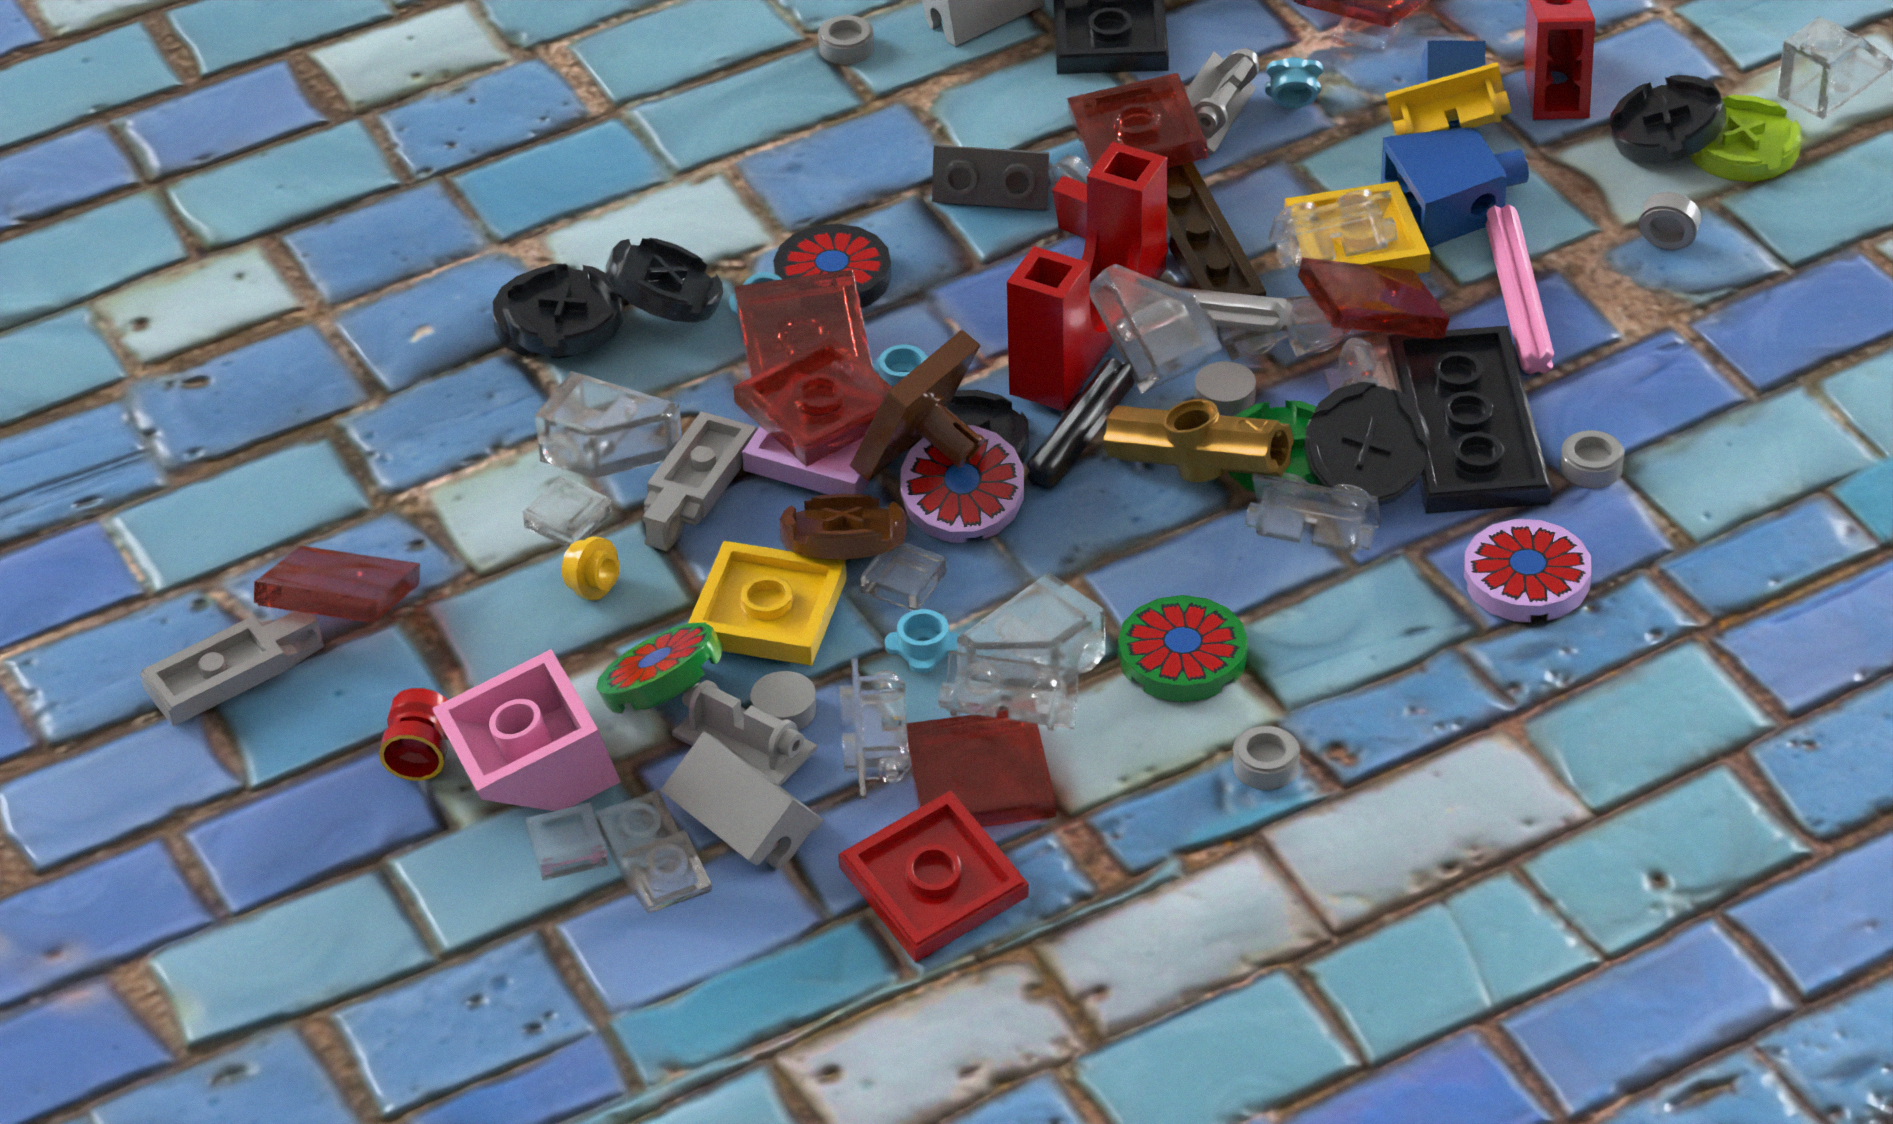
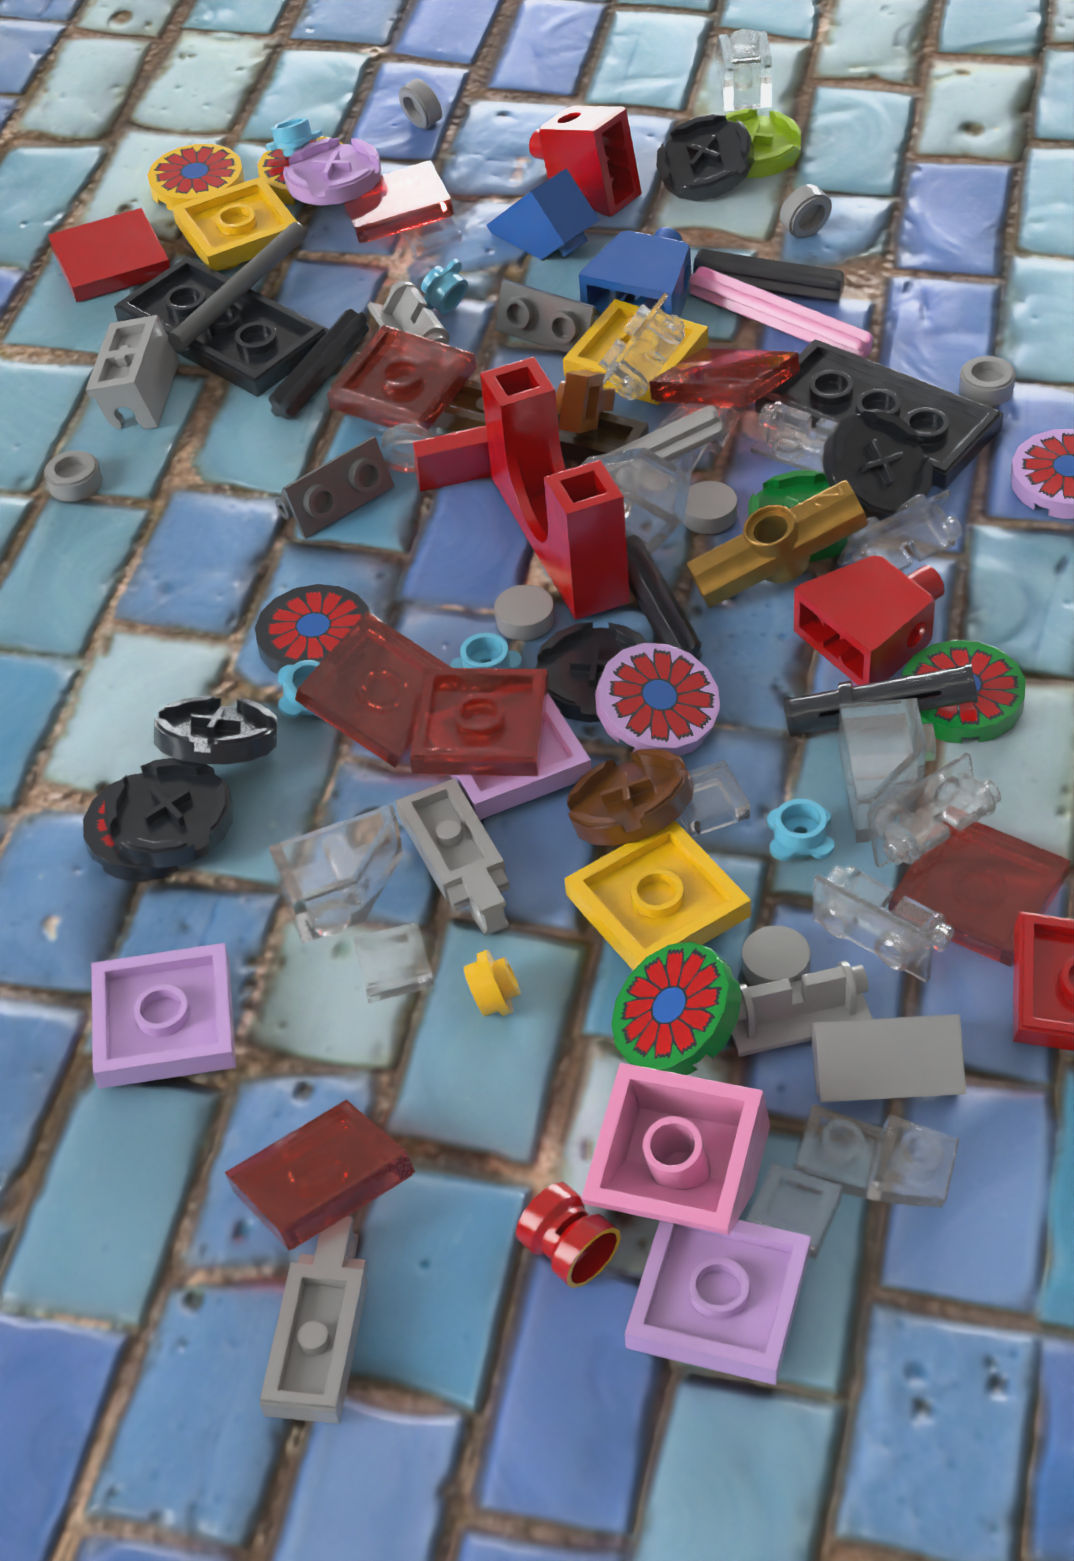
camera: 45 degrees left, 5 degrees up
(393, 430) = (162, 1016): none -> lavender plate
(448, 841) = (720, 1297): none -> lavender plate
(919, 409) = (593, 662): reddish brown tile -> none
(990, 364) = (524, 612): none -> light grey tile
(1091, 79) = (318, 364): none -> black axle
(1122, 609) = (931, 689): none -> black pin
(1194, 544) = (868, 616): none -> red torso
(1217, 230) = (582, 399): none -> dark orange plate
(1333, 153) = (542, 316): none -> dark grey hinge
(1467, 96) = (578, 239): yellow hinge -> none
(1564, 253) = (775, 275): none -> black axle

